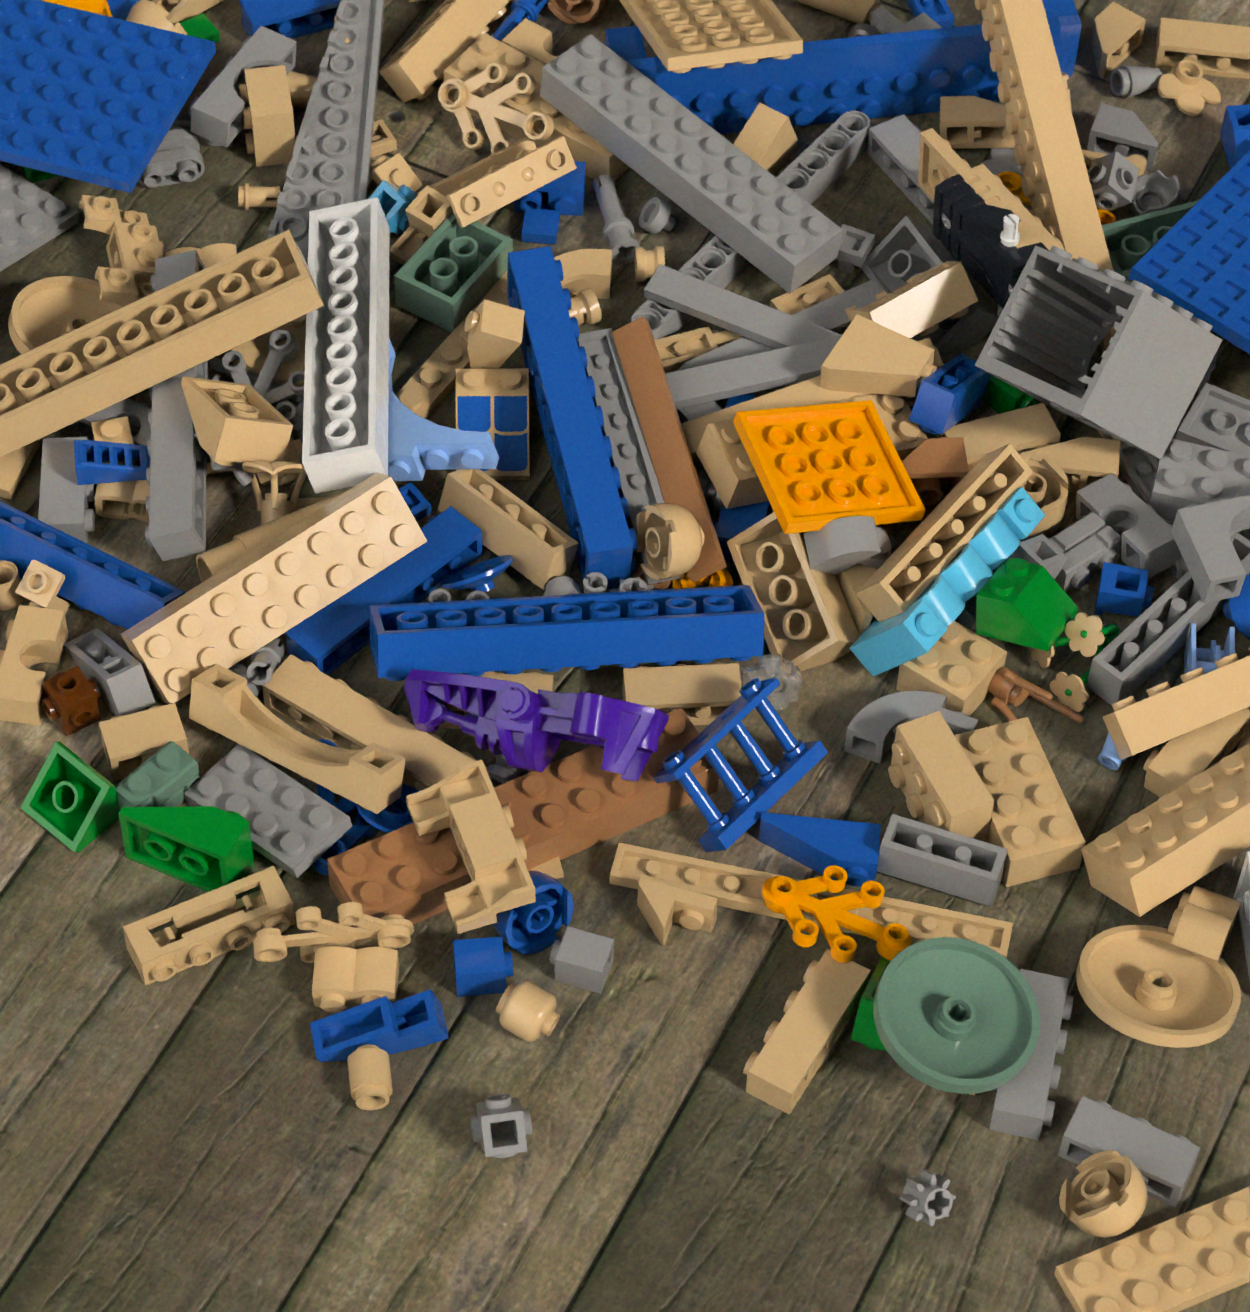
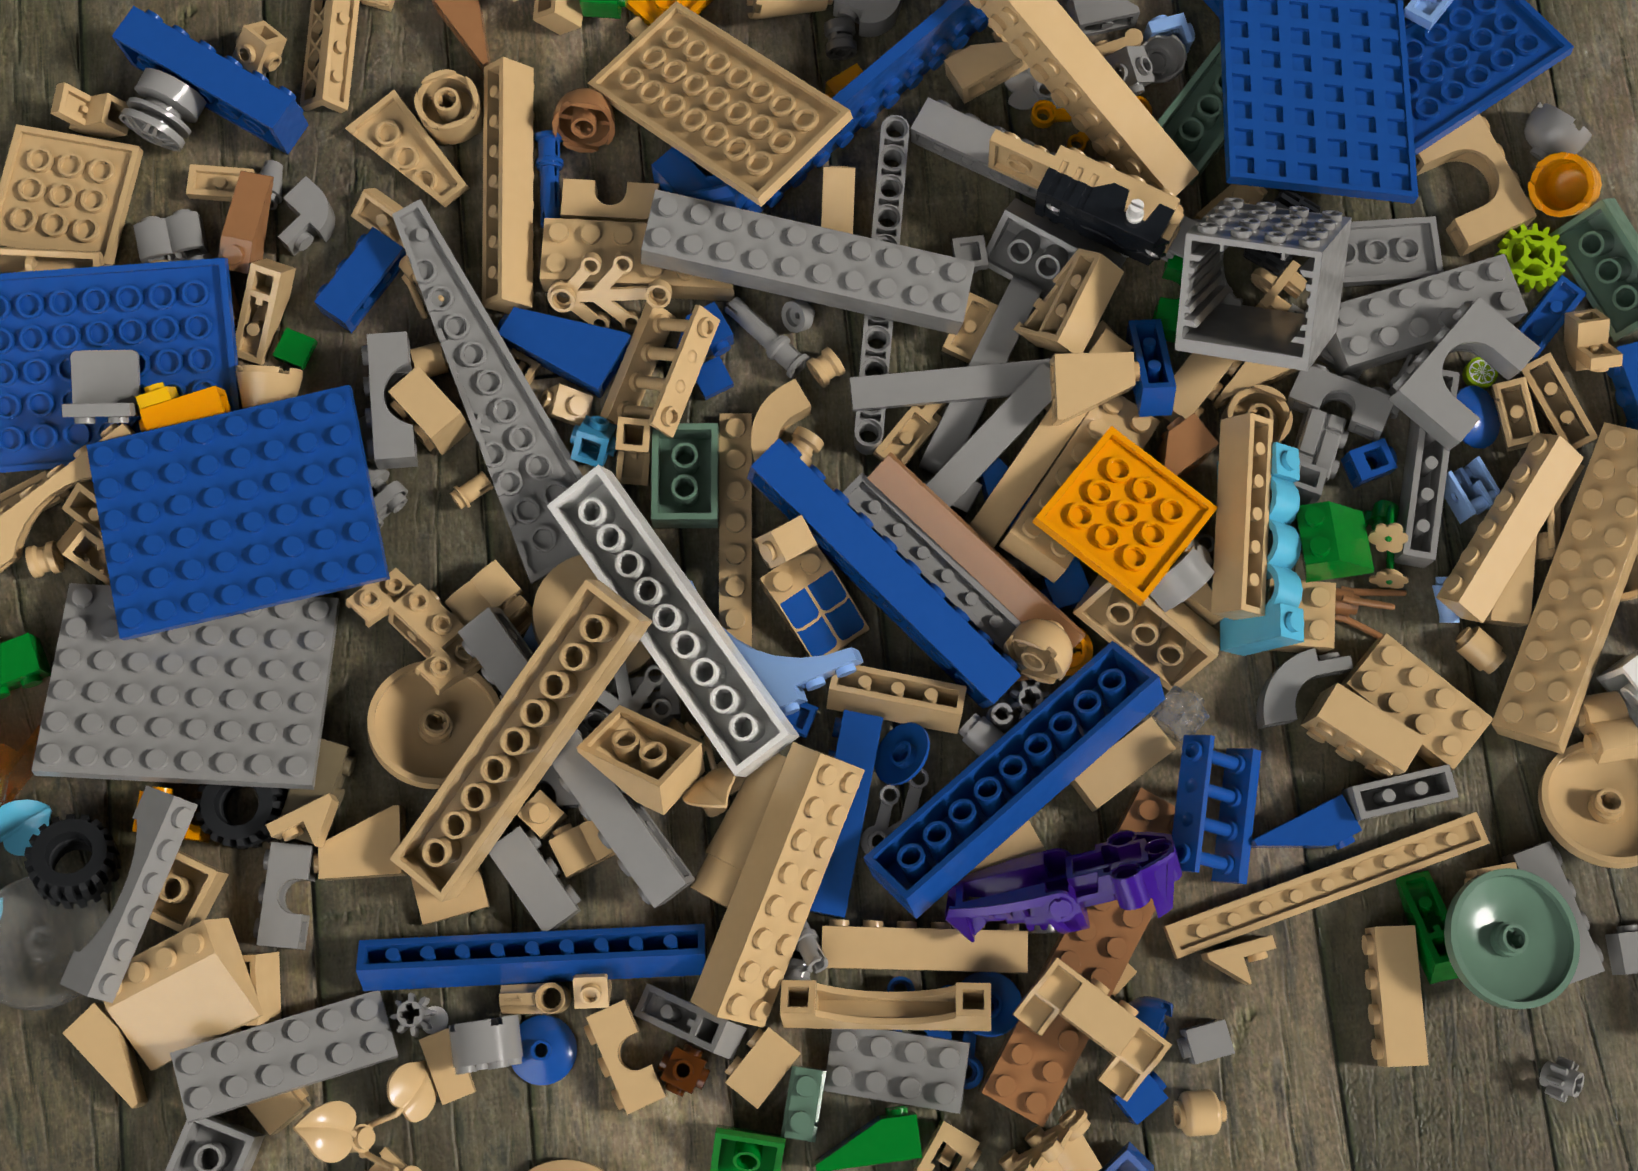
camera: 35 degrees left, 25 degrees up
(91, 454) = (533, 849): blue slope -> none
(426, 135) = (566, 347): none -> blue slope
(789, 896) = (1356, 895): light orange plant -> none
(1120, 794) = (1480, 649): none -> tan brick
(1186, 176) = (1171, 25): none -> light blue bracket

